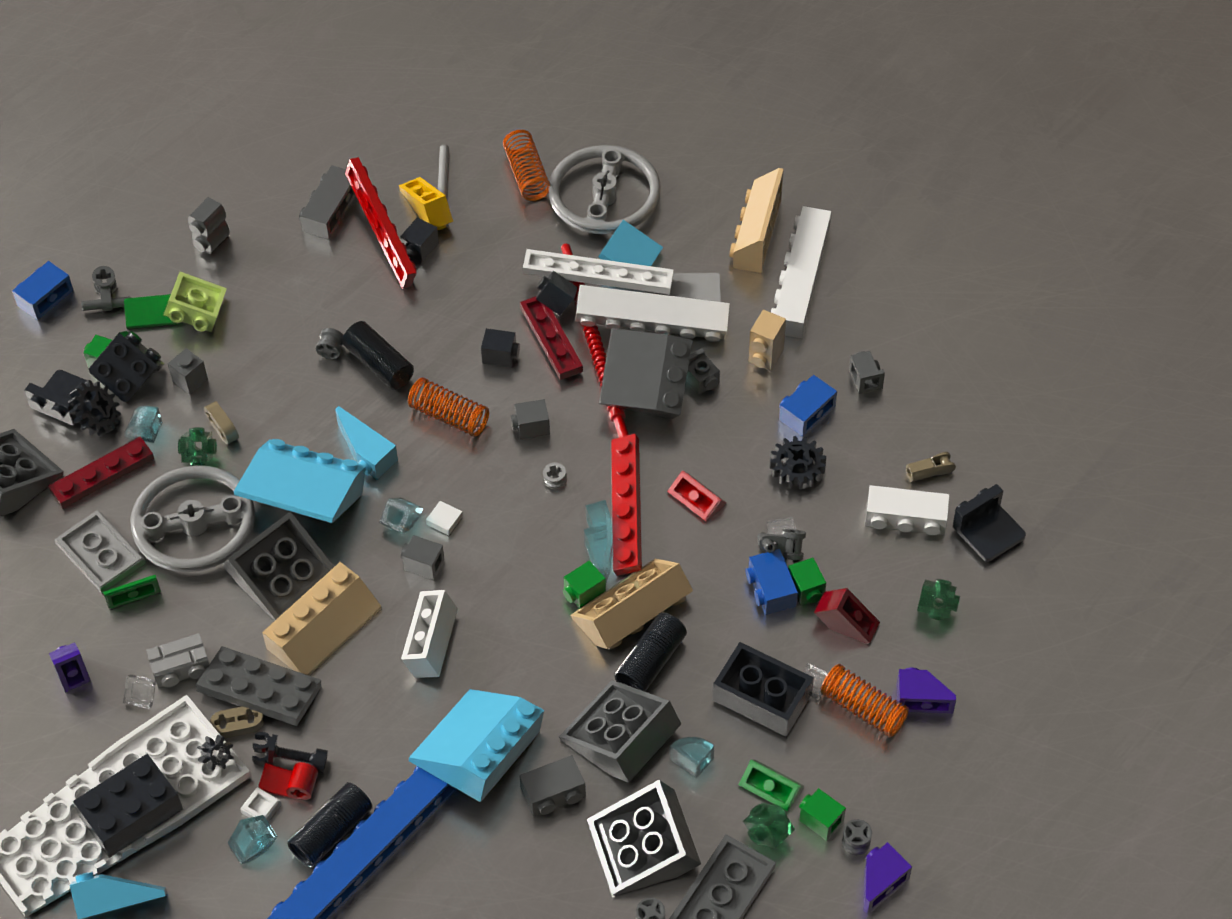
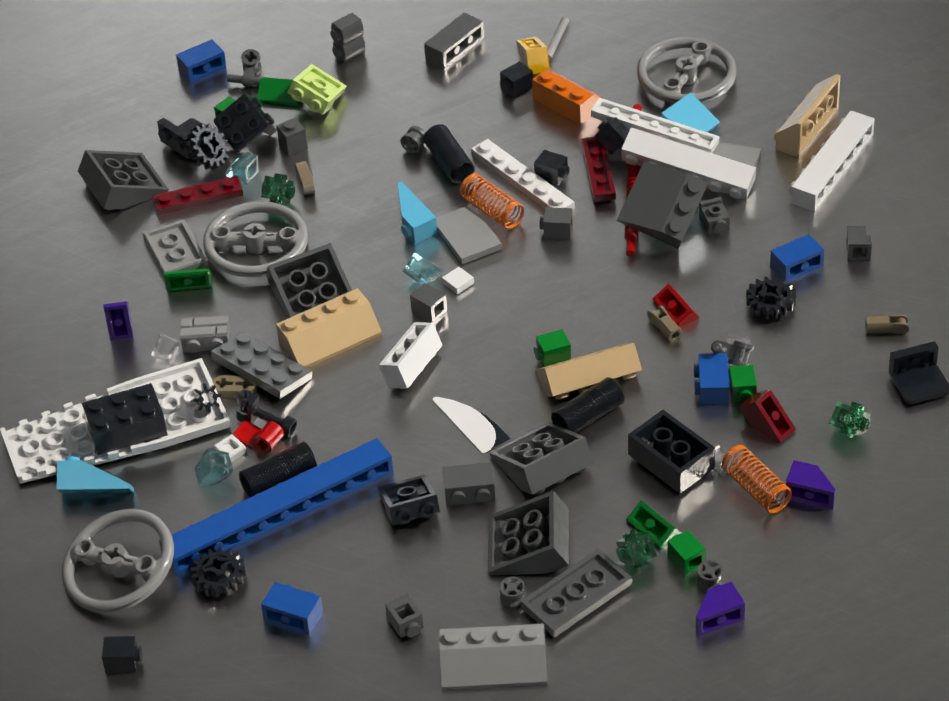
camera: 20 degrees right, 10 degrees down
(302, 480) = (351, 226): medium azure slope -> none
(380, 222) = (487, 60): red plate -> none
(433, 454) = (467, 234): none -> light grey tile
(469, 366) = (520, 176): none -> white plate
(479, 741) = (421, 438): medium azure slope -> none
(483, 249) = (564, 96): none -> orange slope
(493, 824) = (409, 500): none -> black plate
(521, 185) = (617, 52): orange piece -> none
(555, 482) = (561, 273): light grey bush -> none
(555, 711) = (474, 424): none -> white sticker
(599, 536) = (580, 318): clear light blue slope -> none
(626, 505) = (612, 300): red plate -> none
(692, 754) = (594, 487): clear light blue brick -> none
(695, 522) = (665, 324): none -> dark tan bar
(767, 340) = (778, 201): tan brick -> none
(907, 510) = (851, 350): white brick -> none

